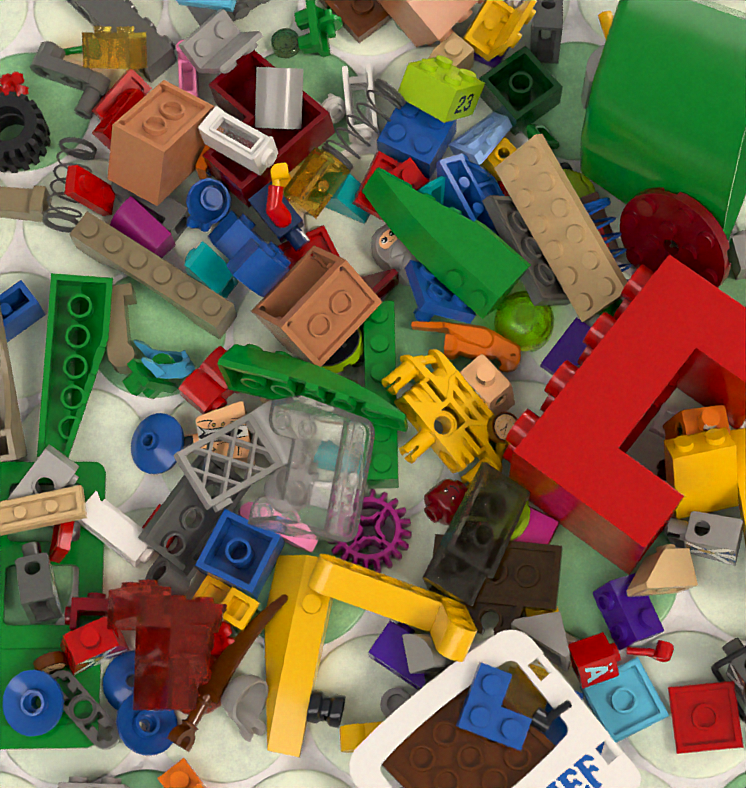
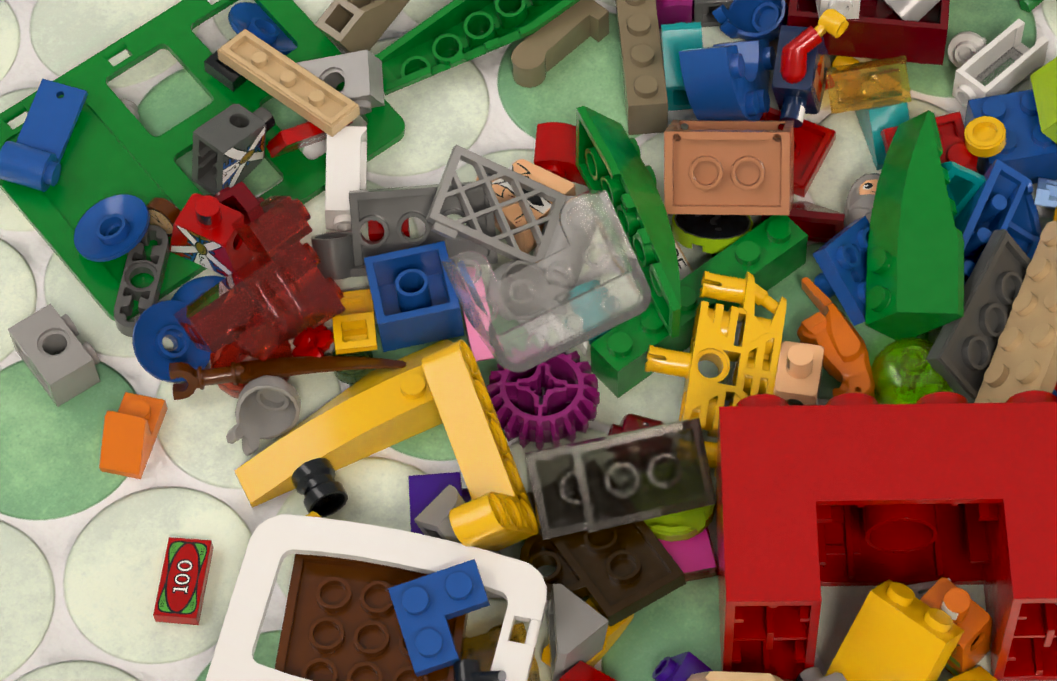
camera: 50 degrees right, 15 degrees down
(144, 381) = (531, 93): green hips -> none
(167, 441) = (480, 140): blue dish -> none
(181, 368) = (554, 98): dark azure helmet -> none
(398, 102) = (912, 69): dark grey piece -> none
(414, 153) = (985, 136): none -> yellow tile

